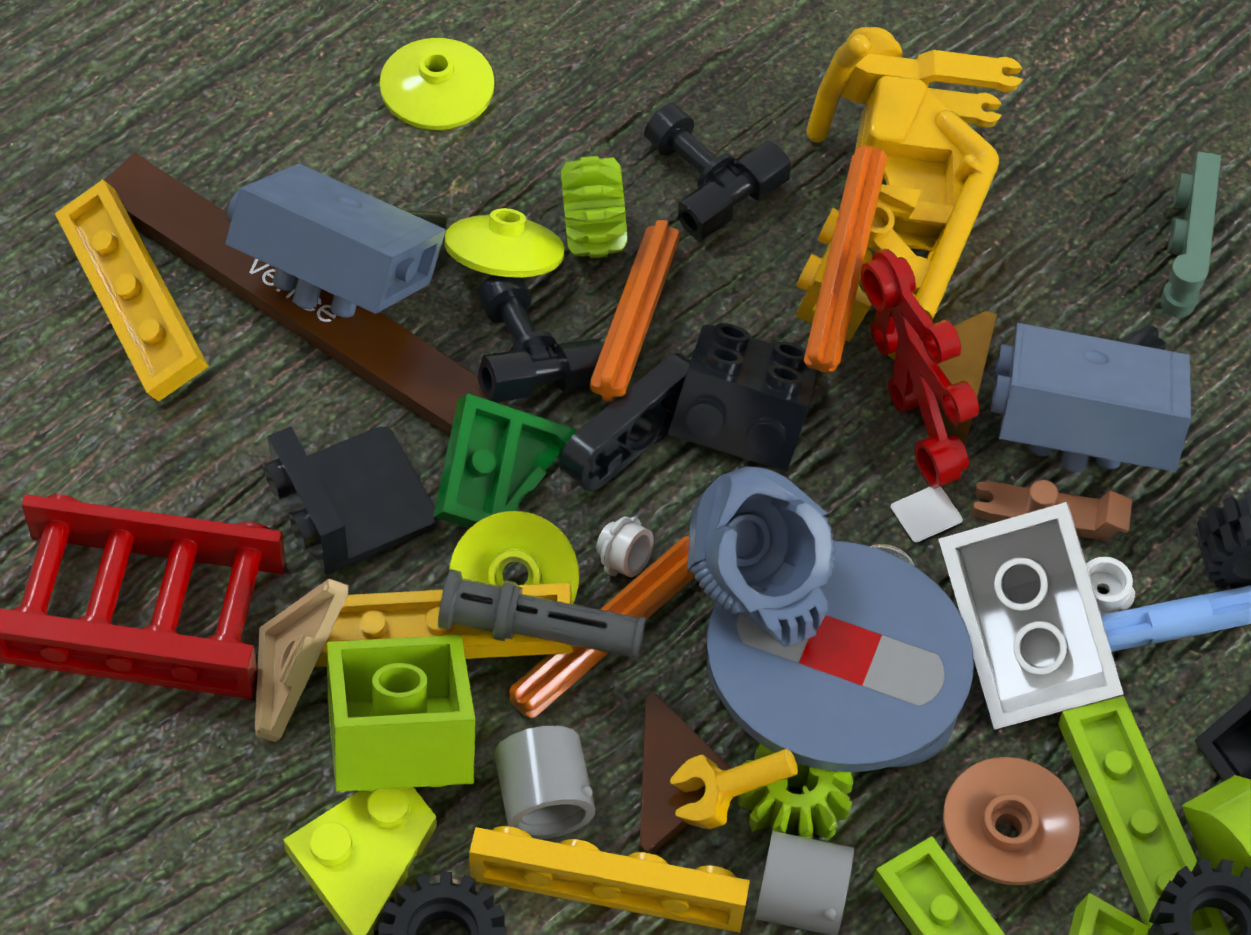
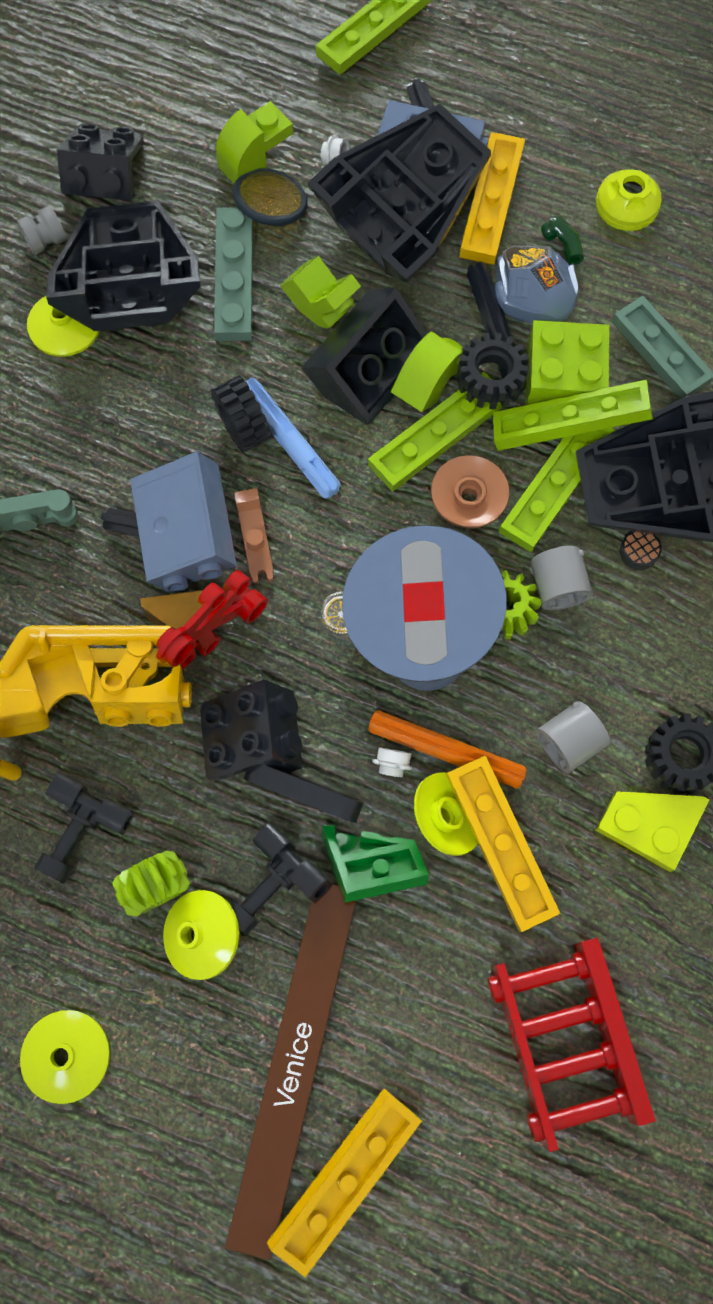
camera: 110 degrees left, 15 degrees up
(289, 652) = (565, 922): tan tile -> none
(334, 240) = (263, 1040): sand blue piece -> none
(349, 496) = (436, 943): black bracket -> none
(400, 713) = (580, 832): lime brick -> none
(508, 611) = (491, 793): dark grey pin -> none
(628, 883) = (611, 695): yellow plate -> none
(635, 311) = (220, 823): orange axle -> none
(665, 749) = (523, 674): reddish brown tile -> none
(724, 785) = (532, 633): yellow bar -> none
(763, 552) = (399, 654): sand blue helmet -> none
(845, 259) = (156, 684): orange axle -> none
(926, 513) = (284, 606): white sticker -> none
(1031, 615) = (338, 518): white slope -> none
(1114, 577) = (297, 483): white plate -> none

